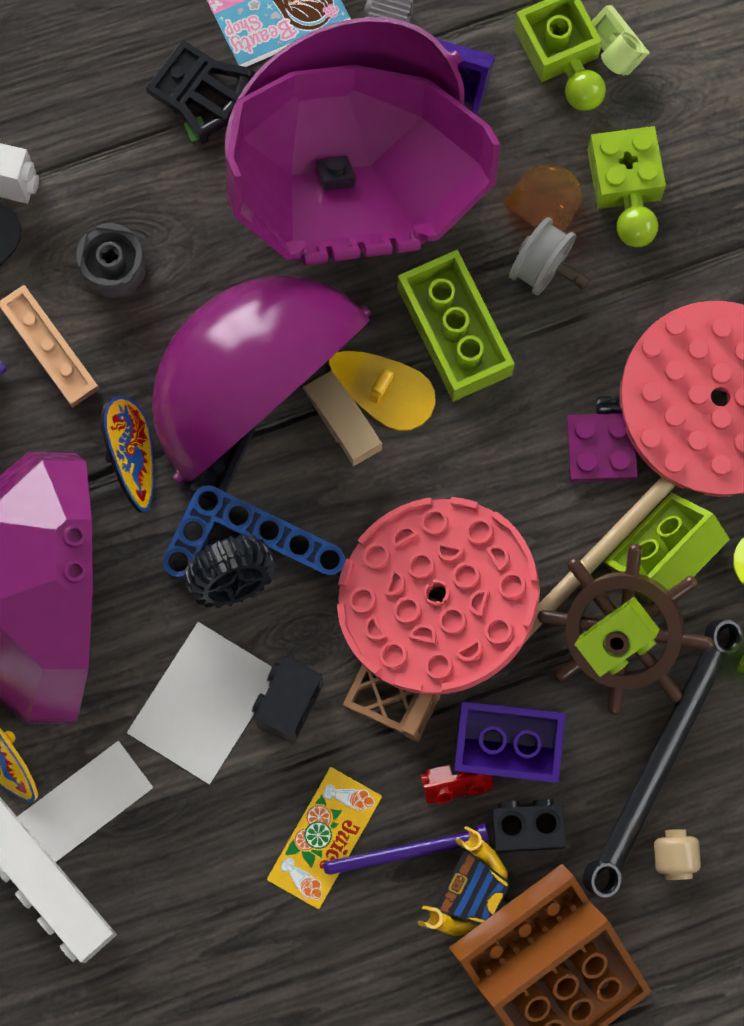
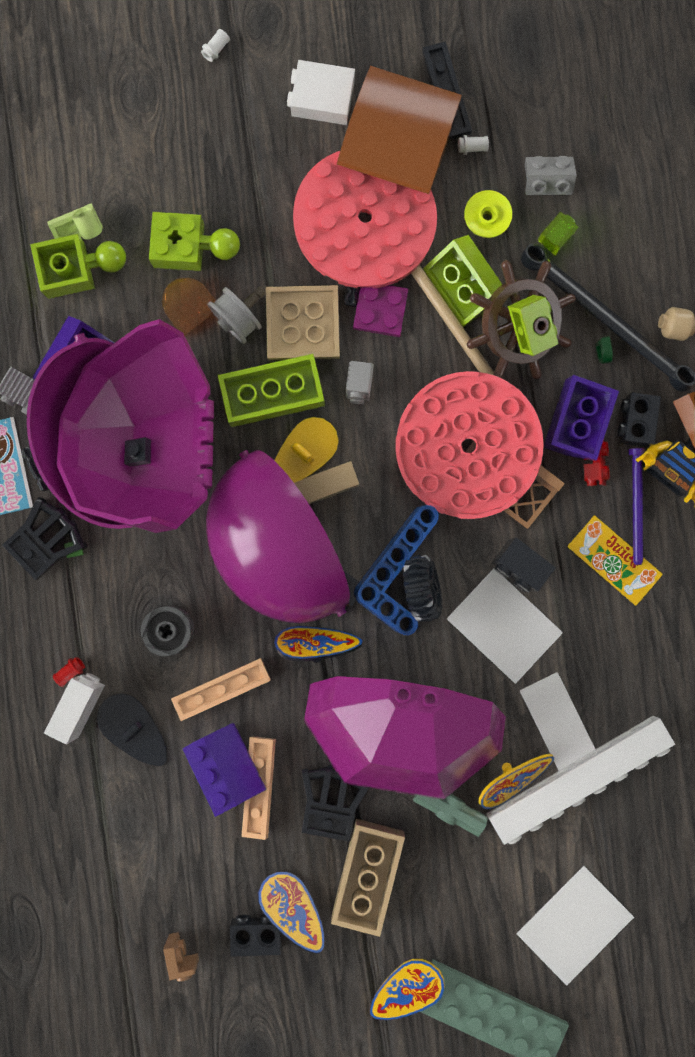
camera: 80 degrees left, 10 degrees up
(43, 159) = (70, 670): none -> red pin
(491, 433) = (359, 382): none -> light grey brick
(558, 349) = (302, 322): none -> tan plate
(614, 759) = (604, 350): none -> dark green tile

